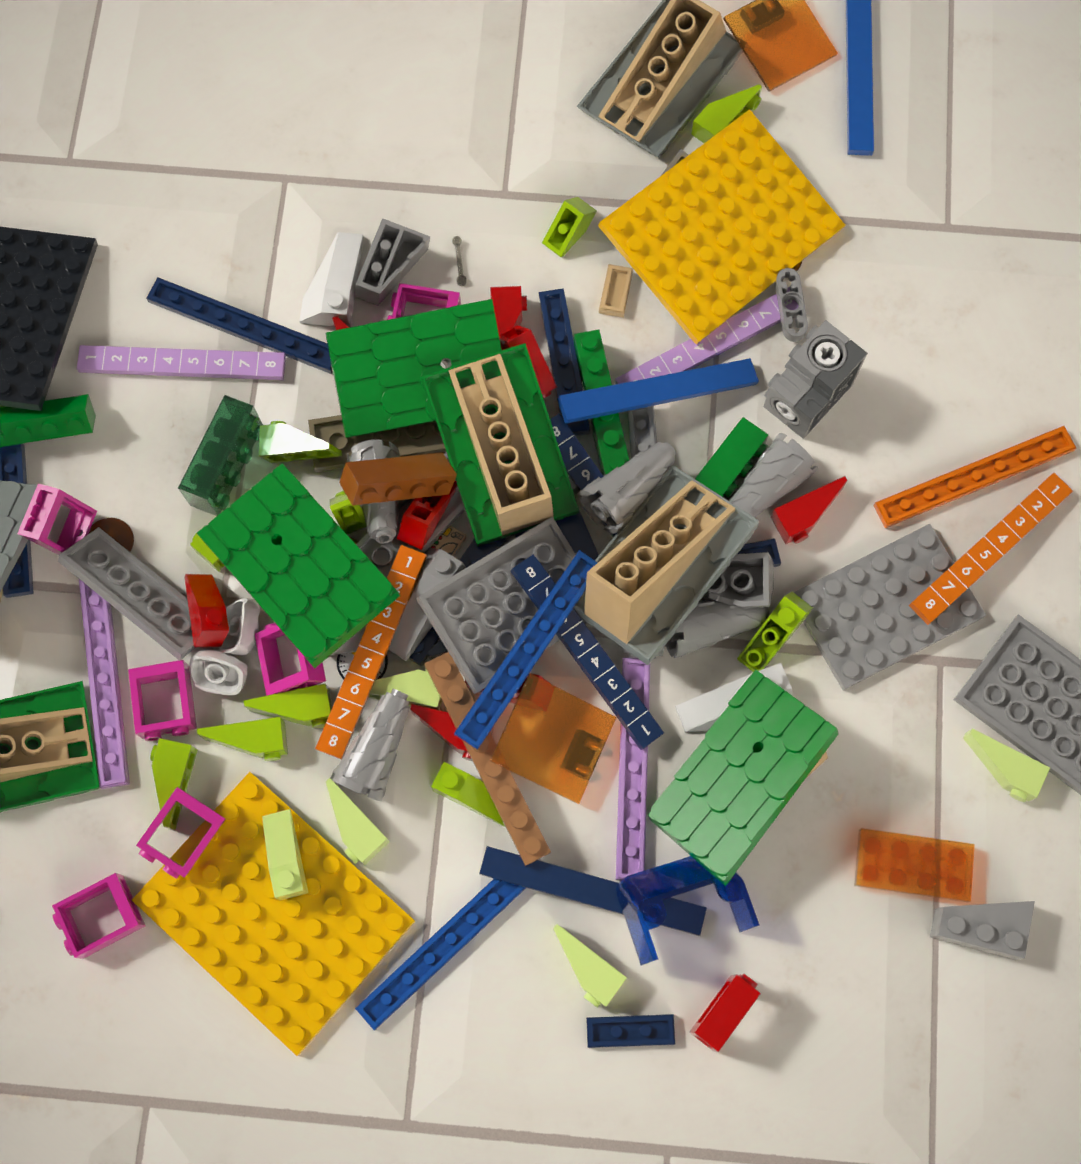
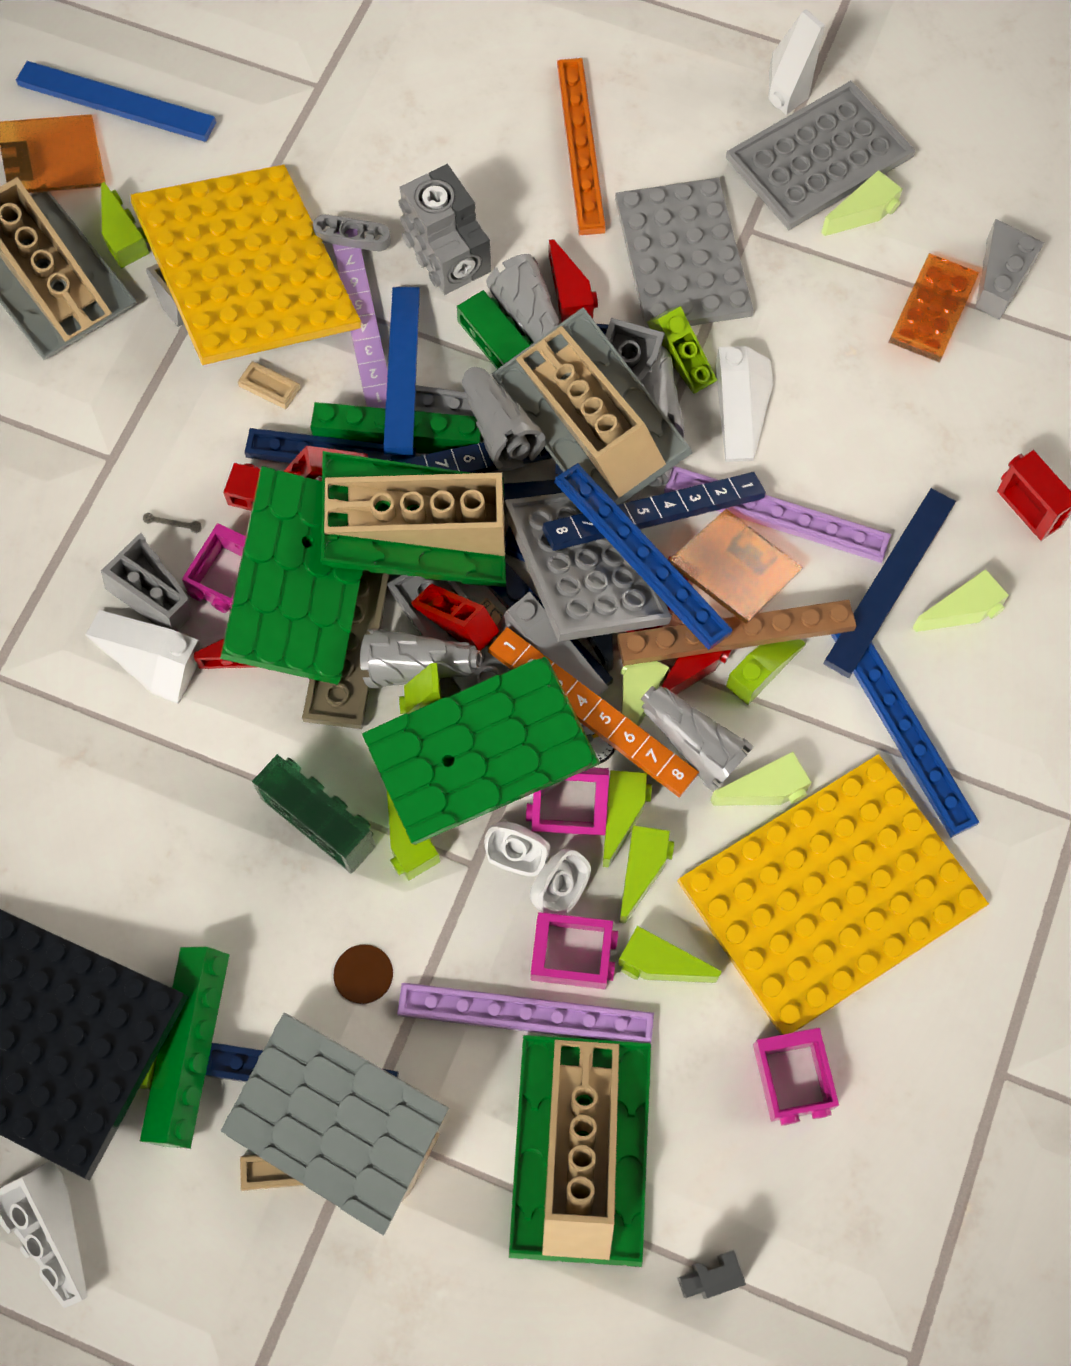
camera: 75 degrees left, 5 degrees down
(42, 515) = (323, 1008): dark pink window -> none
(132, 590) = (442, 946): light grey plate -> none
(151, 853) = (716, 973): dark pink window -> none
(181, 362) = (175, 843): lavender tile -> none
(206, 611) = (491, 872): red slope -> none
(240, 324) = (155, 764): dark blue tile -> none
(284, 444) = (324, 740): slope -> none
(284, 856) = (785, 857): yellowish green slope -> none
(397, 478) = (422, 622): dark orange brick -> none
(569, 225) = (180, 404): lime slope -> none
(630, 1031) = (1030, 589): dark blue tile -> none
(643, 896) = (908, 520): clear blue windscreen -> none
(742, 775) = (824, 405): piece -> none
(990, 548) = (658, 152): orange tile -> none

